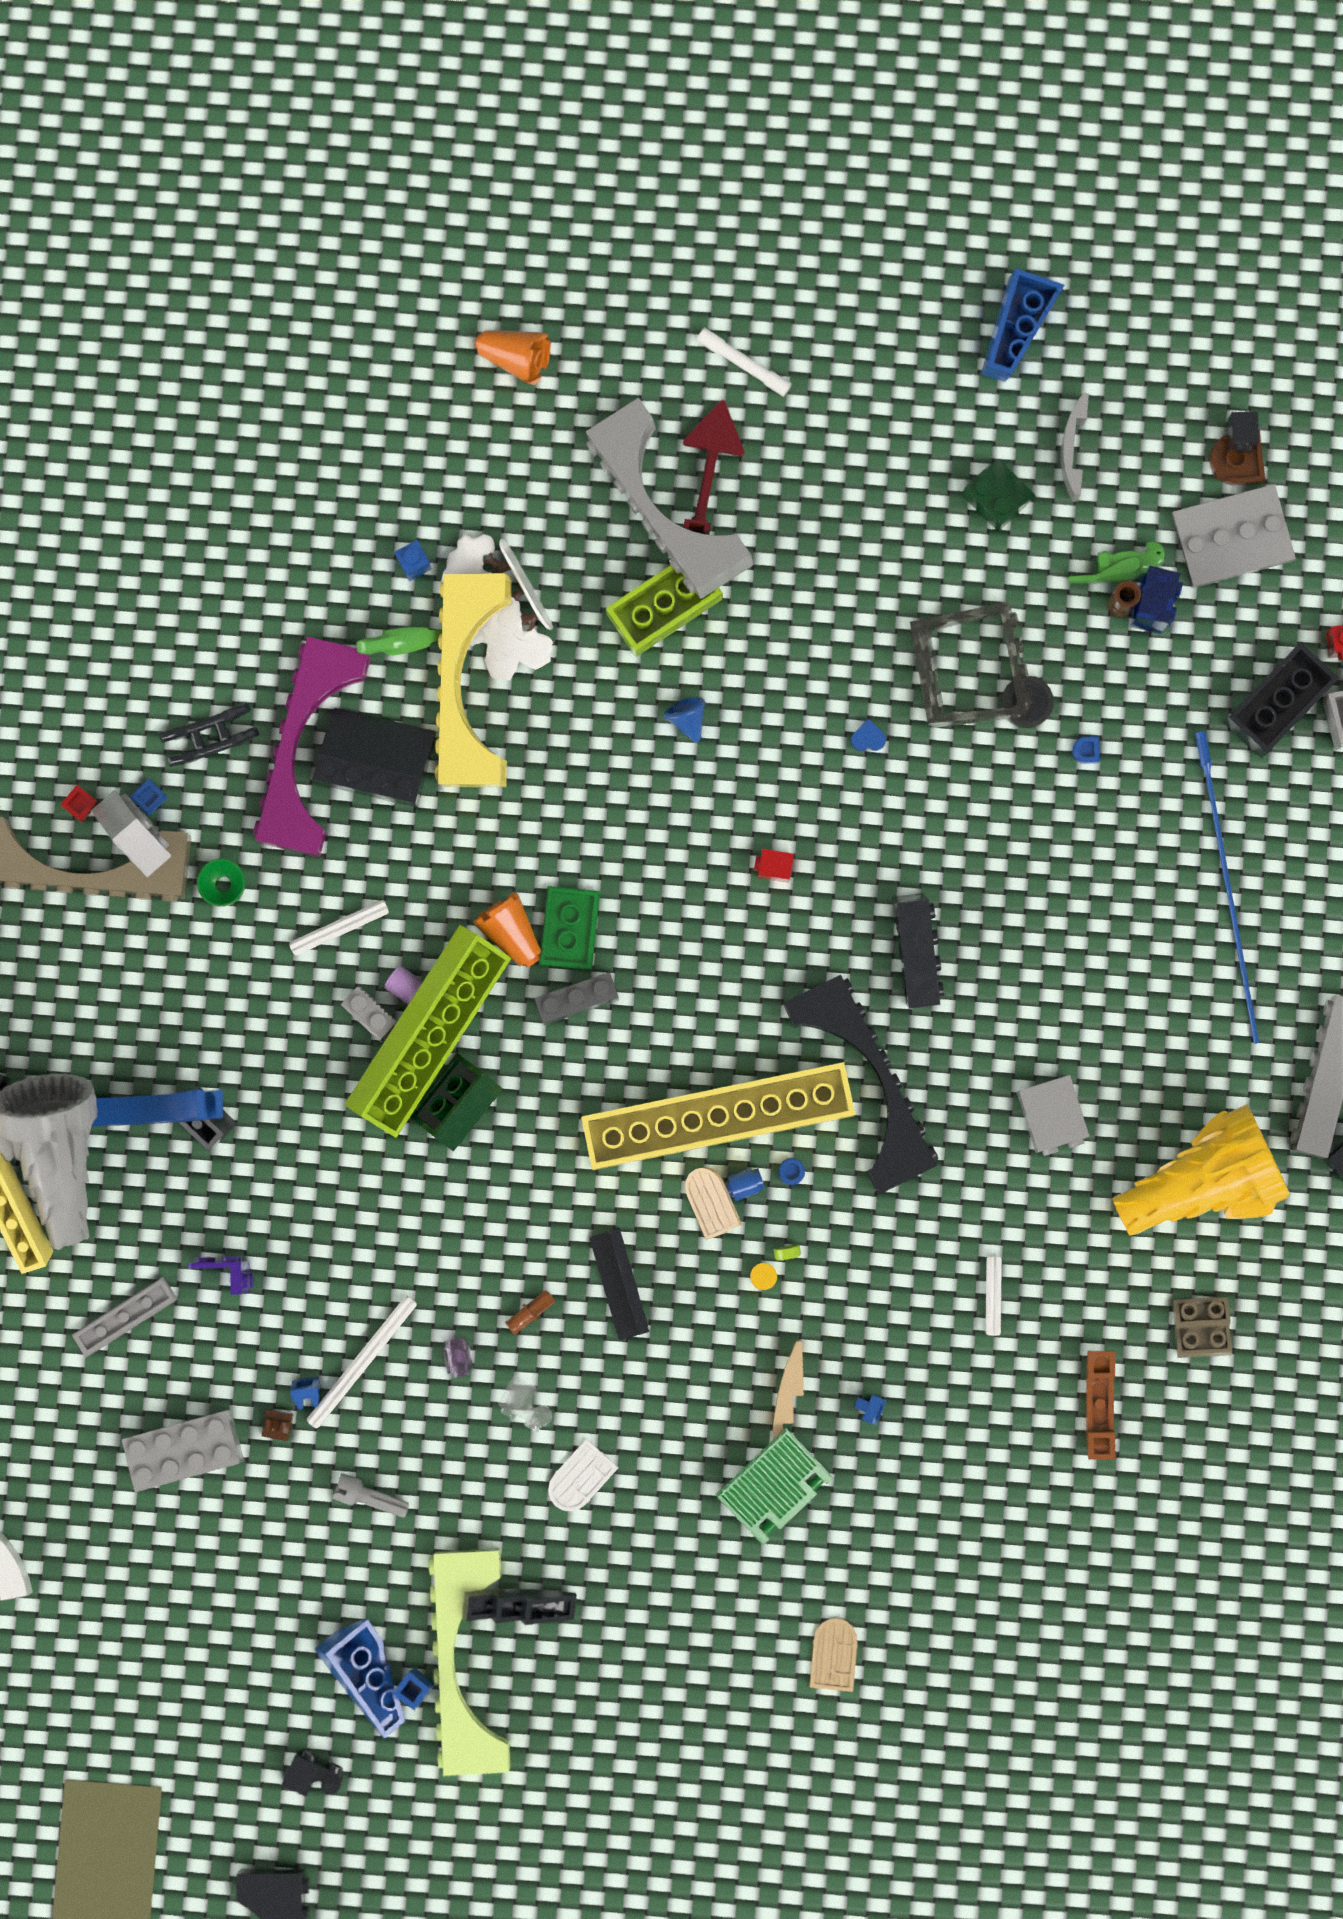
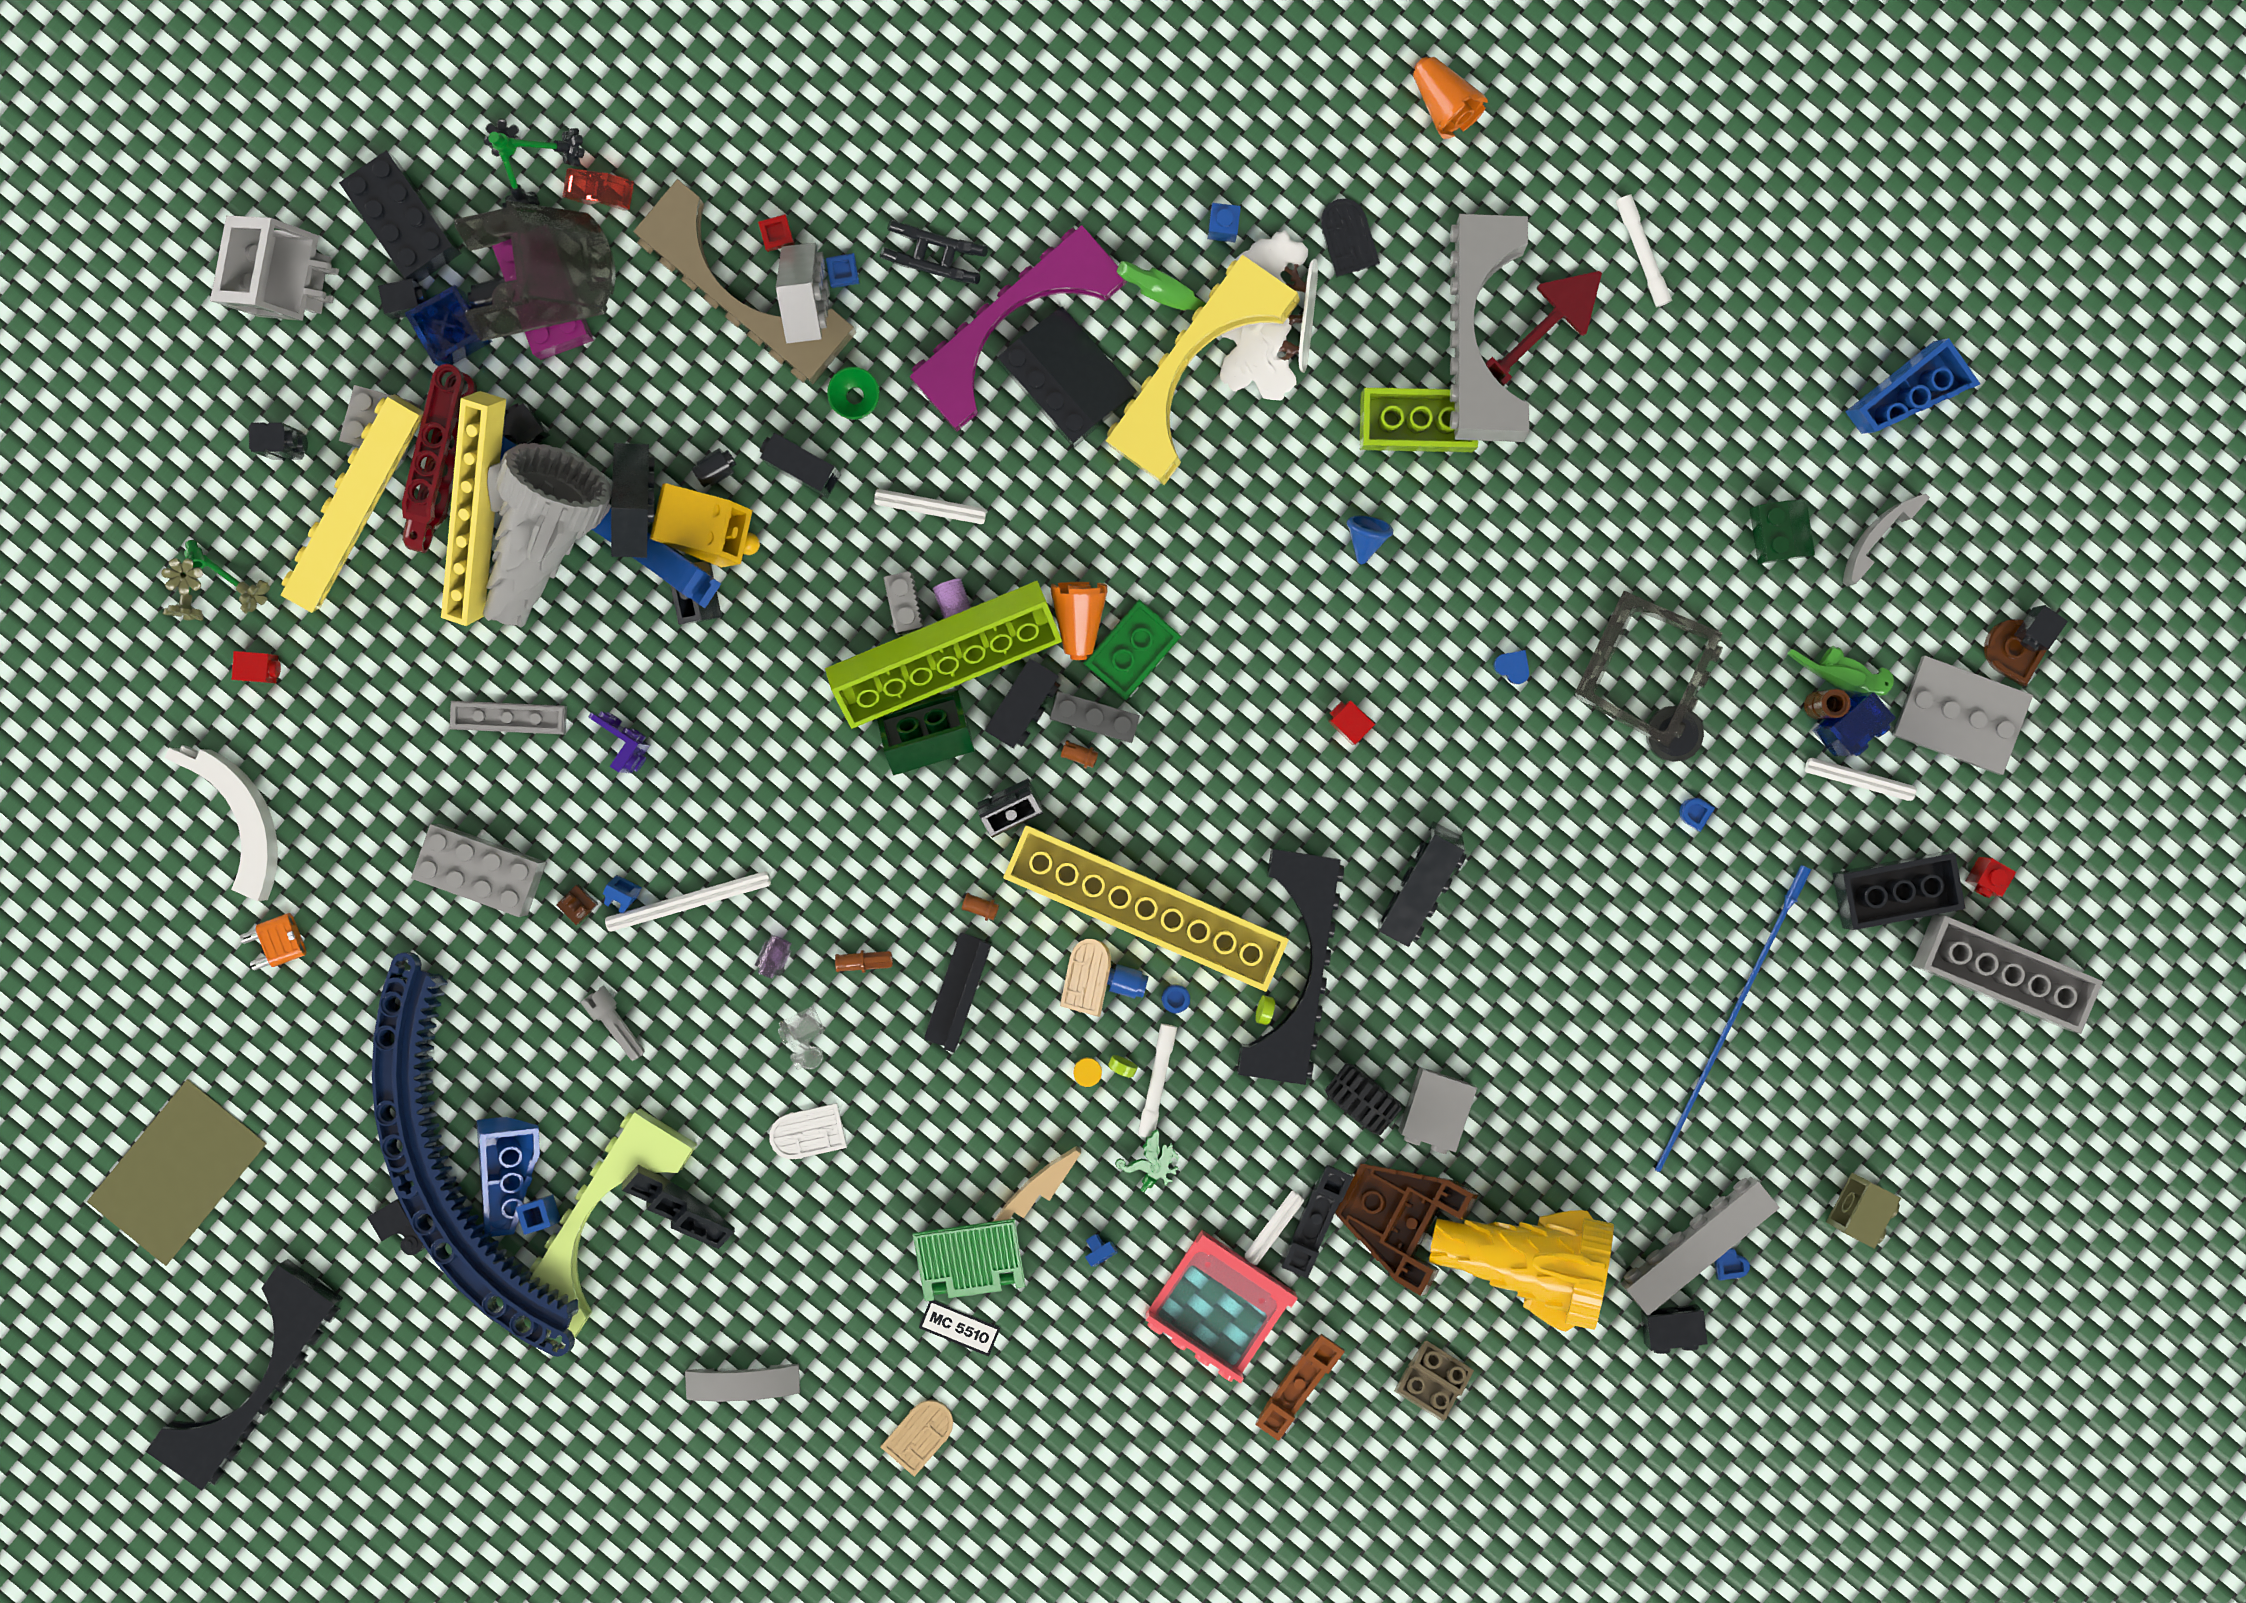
camera: 25 degrees right, 5 degrees up
(64, 1617) = (279, 941): none -> orange piece
(109, 1078) = (631, 499): none -> black wedge
(153, 1013) = (714, 467): none -> black brick
(177, 1061) = (703, 526): none -> yellow slope
(218, 964) = (799, 465): none -> black brick
(389, 1761) = (402, 1082): none -> dark blue gear
(515, 506) = (1348, 237): none -> black window
(515, 1027) = (1023, 704): none -> black brick
(560, 1113) = (1010, 808): none -> black brick
(585, 1035) = (1079, 754): none -> dark orange pin
(591, 1206) = (980, 906): none -> dark orange pin
(666, 1712) = (742, 1384): none -> light grey slope
(805, 1548) = (959, 1328): none -> sticker
(833, 1271) = (1163, 1050): none -> white piece
(866, 1131) = (1265, 1010): none -> lime tile
(868, 1312) = (1154, 1166): none -> piece
(988, 1144) = (1363, 1099): none -> black tyre
(994, 1387) = (1219, 1306): none -> clear light blue panel
(1021, 1266) = (1316, 1220): none -> black slope
(1078, 1219) = (1392, 1214): none -> reddish brown wedge
(1192, 637) = (1860, 779): none -> white axle

